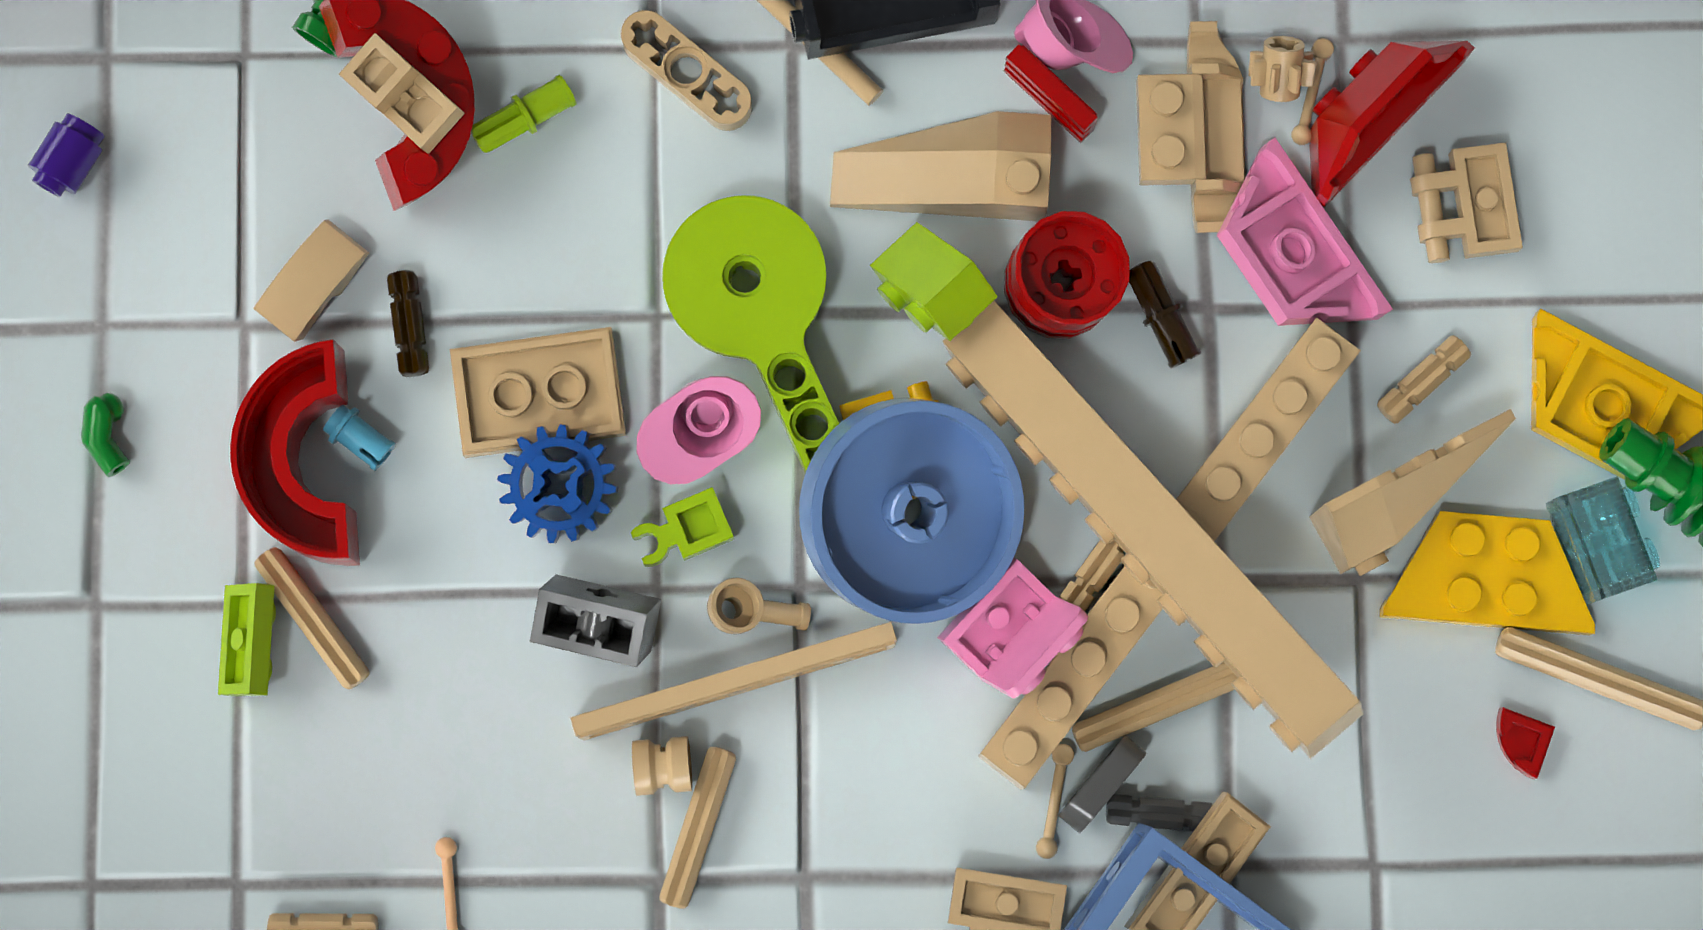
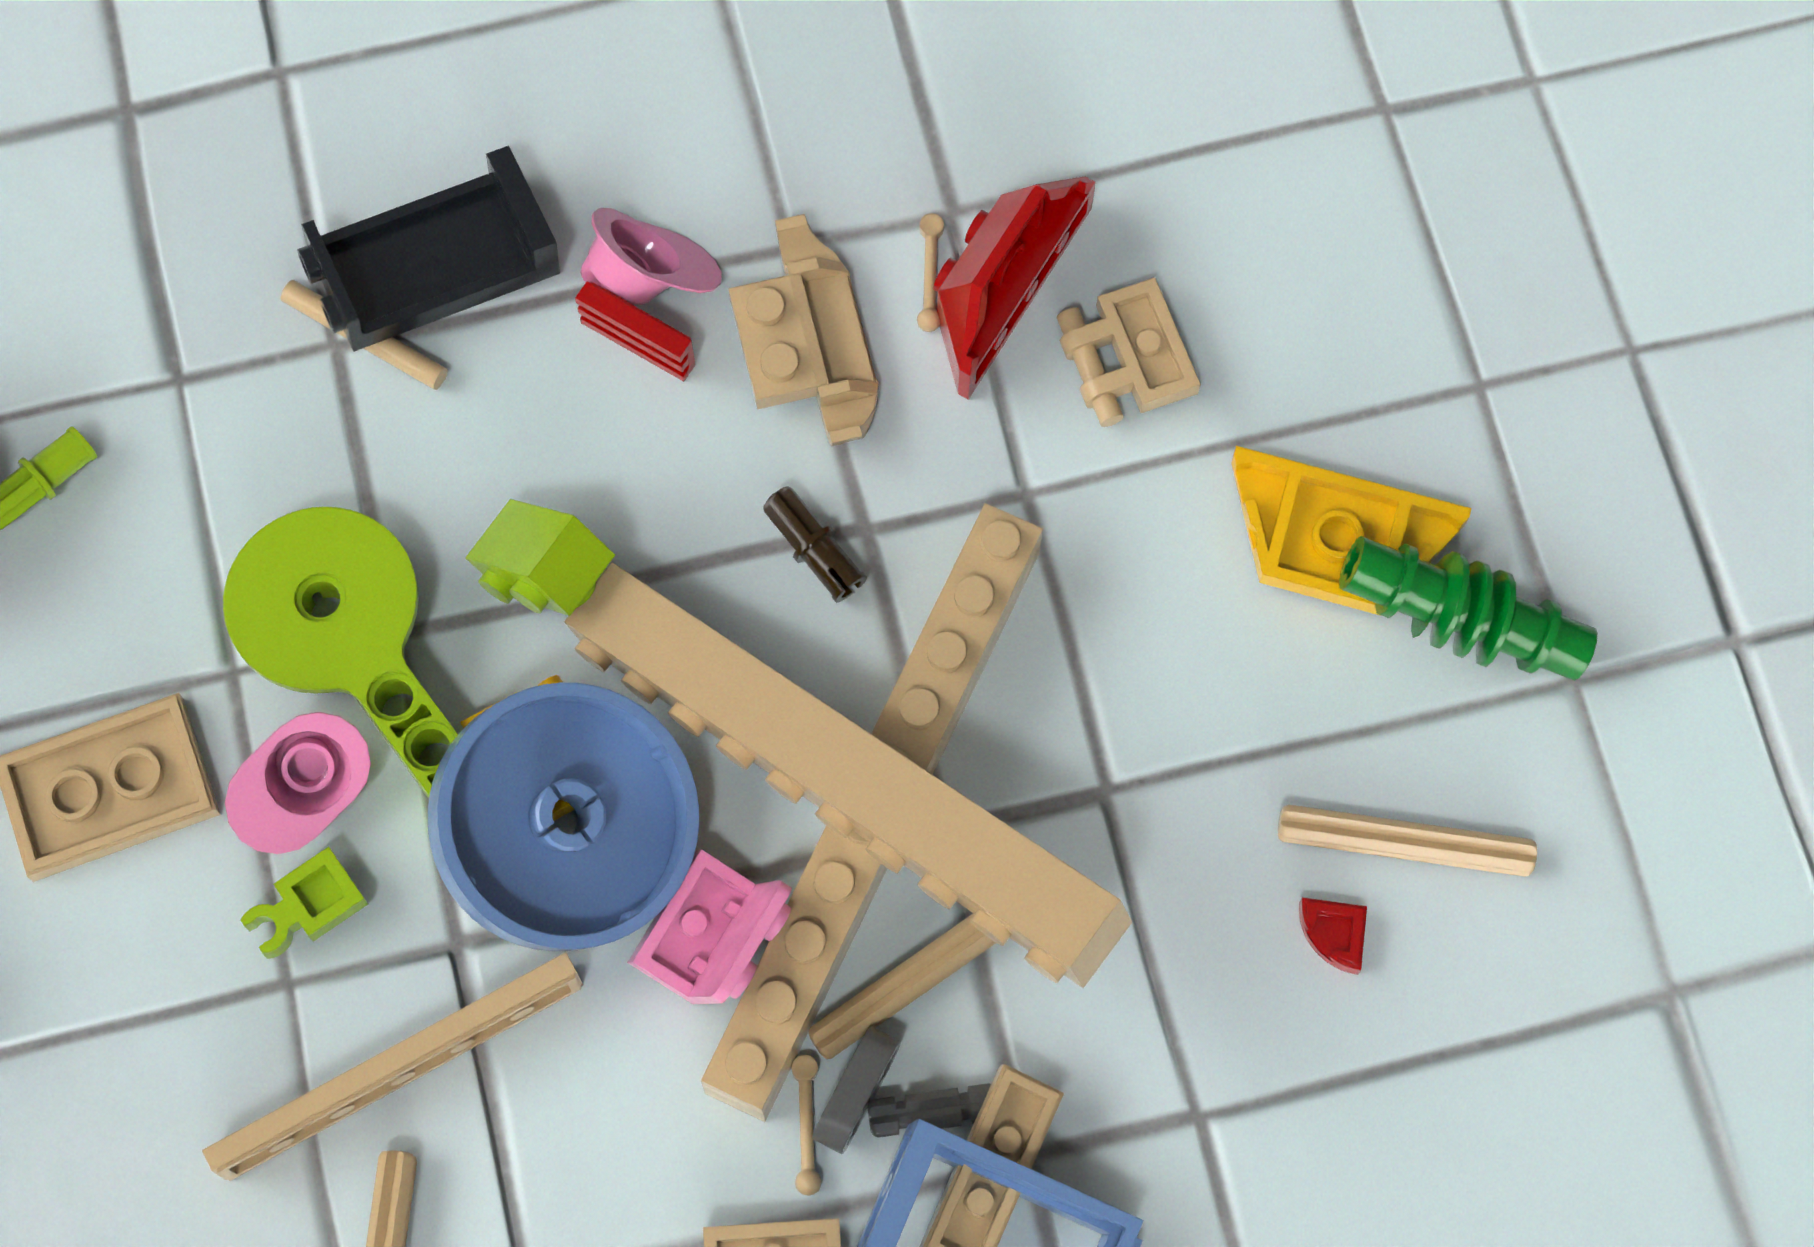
camera: 15 degrees left, 10 degrees down
(541, 465) = (125, 901): blue gear -> none
(595, 620) = (213, 1030): dark grey brick -> none
(647, 56) = (206, 369): tan beam -> none
(661, 766) = (319, 1188): tan wheel -> none
(752, 608) = (400, 976): tan bar -> none
(964, 168) = (555, 436): tan wedge -> none
(1081, 249) = (696, 485): red wheel -> none
(1093, 574) = (796, 846): tan axle -> none
(1282, 68) = (889, 251): tan gear -> none
(1294, 248) = (947, 440): bright pink wing -> none
(1384, 509) = (1107, 700): tan wedge -> none
(1424, 379) = (1125, 553): tan axle -> none
(1490, 576) = (1253, 754): yellow wing -> none
(1603, 539) = (1369, 683): clear light blue brick -> none

